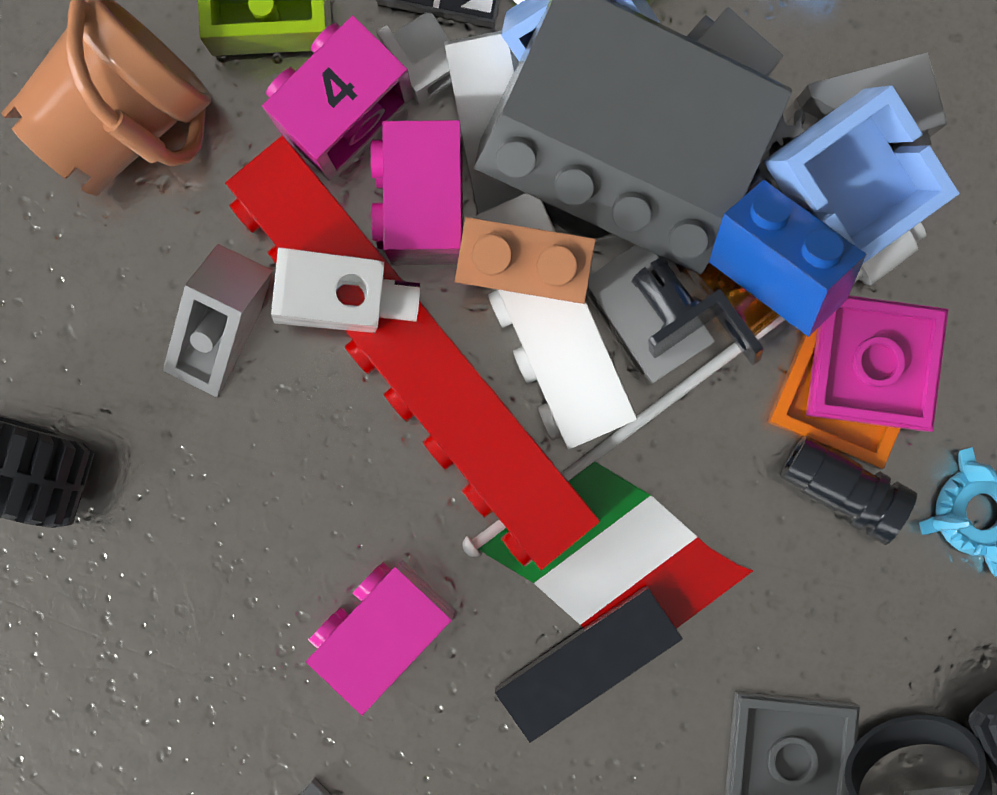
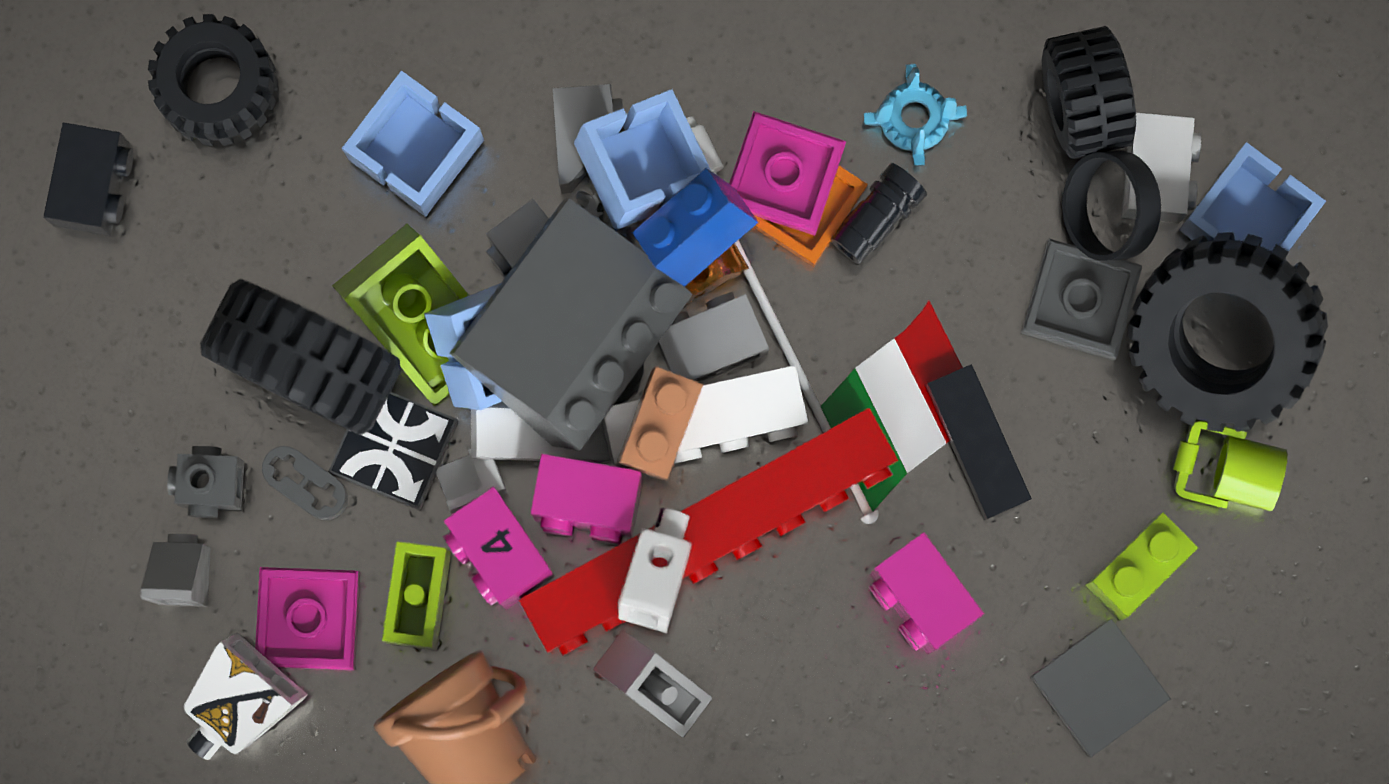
camera: 80 degrees left, 5 degrees down
(684, 315) = (721, 313): black bracket -> none

